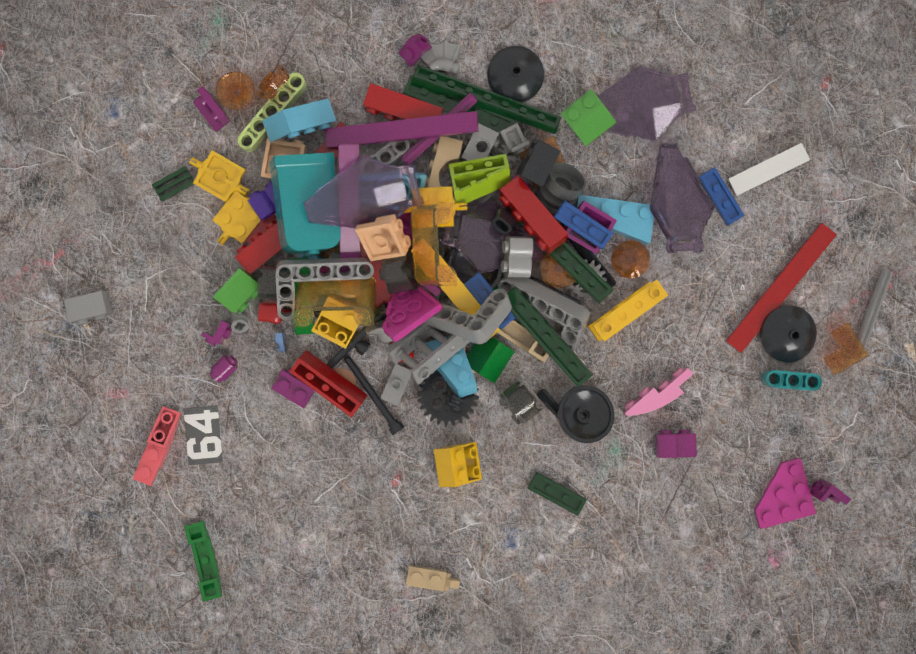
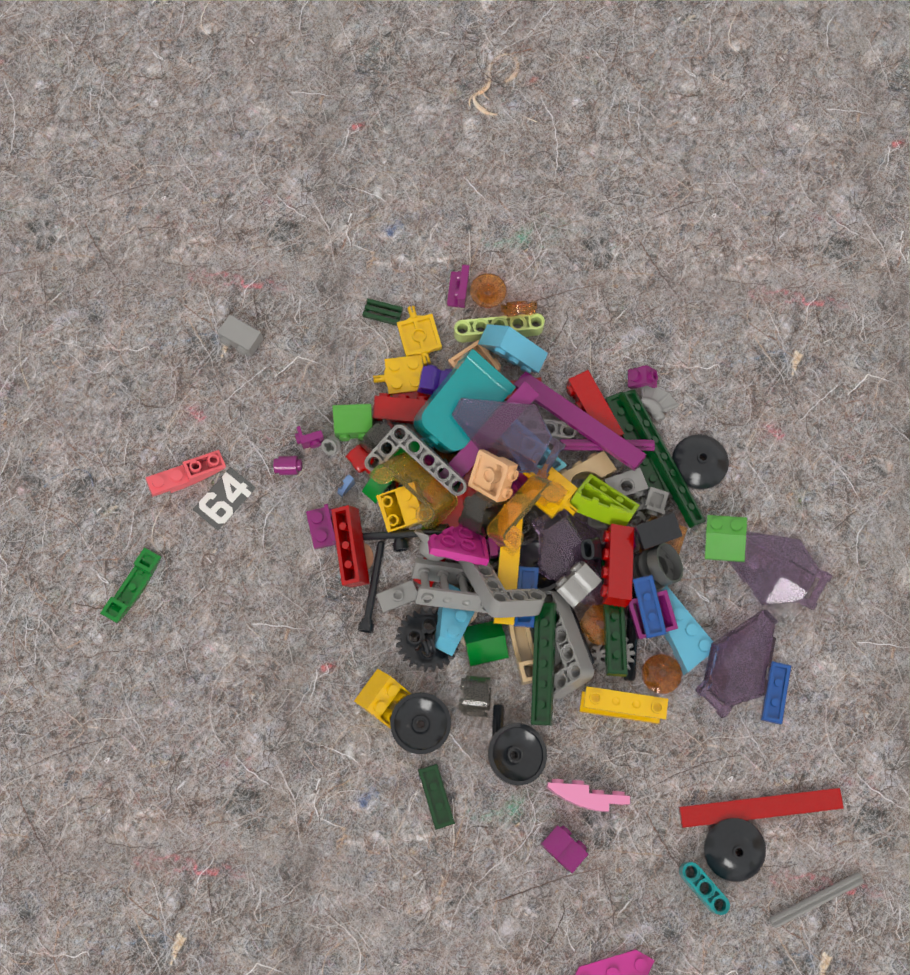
camera: 45 degrees right, 15 degrees down
(431, 579) = (277, 766): tan hinge -> none
(508, 469) = (423, 708): none -> black dish
(769, 169) = (833, 706): white slope -> none
(851, 350) = (770, 912): clear orange plate -> none

